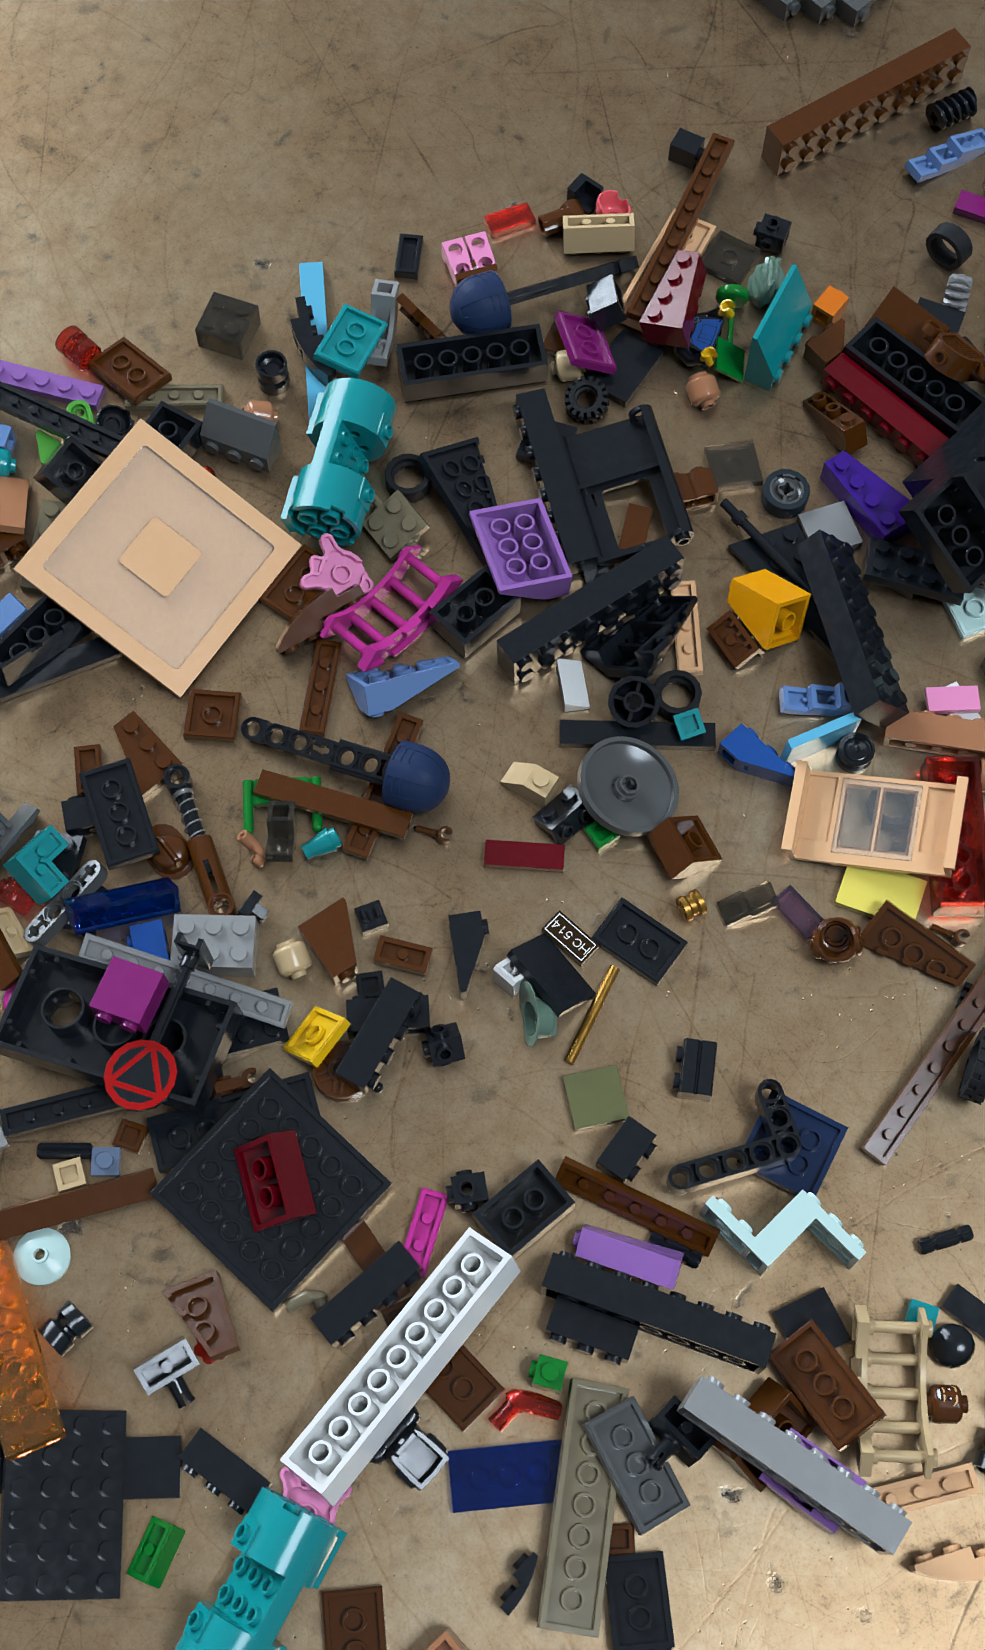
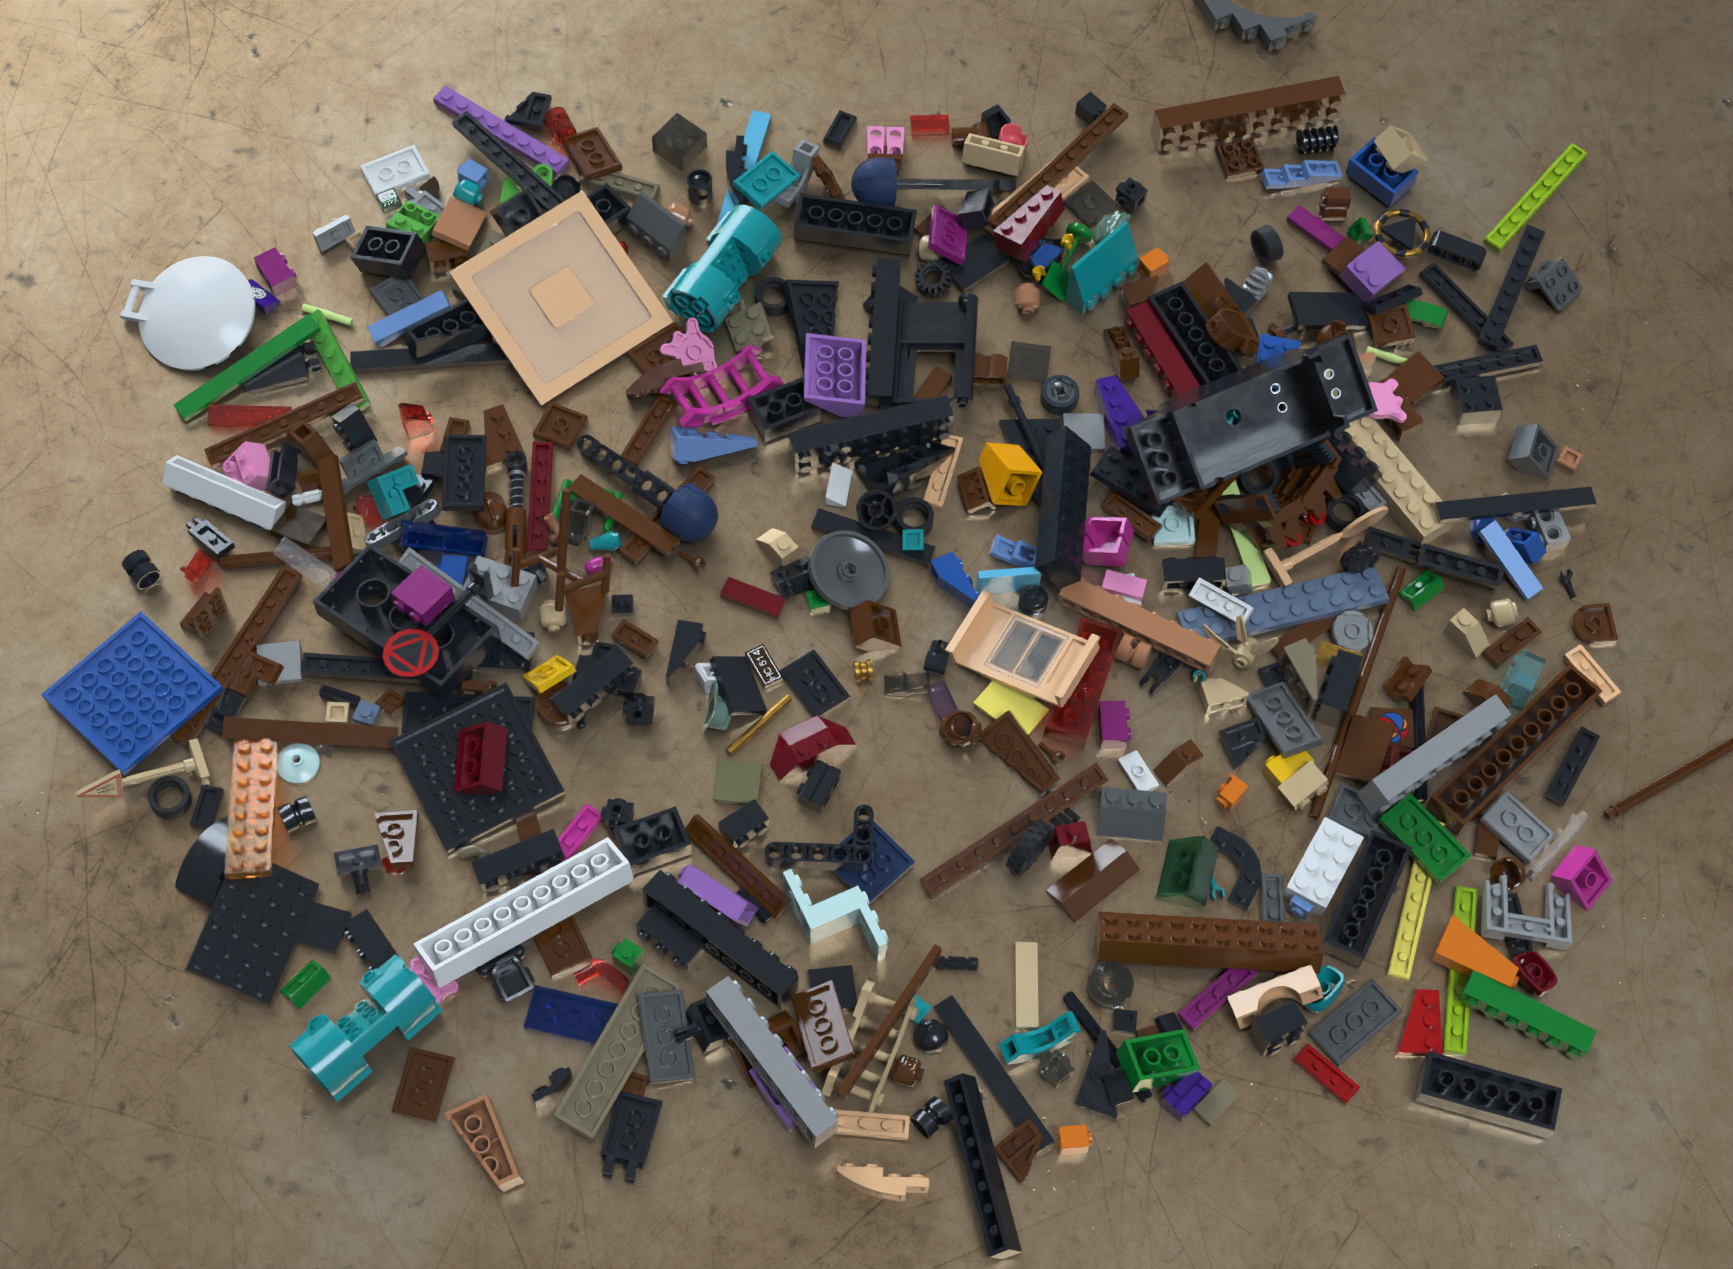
camera: 15 degrees right, 5 degrees down
(34, 765) = (415, 420): none -> clear red slope
(37, 342) = (531, 111): none -> black wing
(220, 813) = (539, 497): none -> dark red tile
(282, 896) = (560, 566): none -> reddish brown piece
(323, 876) = (594, 565): none -> dark pink cylinder
(662, 1021) = (806, 744): none -> dark red wedge
(772, 860) = (936, 658): none -> black piece
(873, 157) = (1239, 158): none -> reddish brown tile
(909, 1356) = (889, 1022): none -> reddish brown tile
(916, 652) = (1107, 541): none -> dark pink piece
(926, 613) = (1140, 521): none -> reddish brown tile

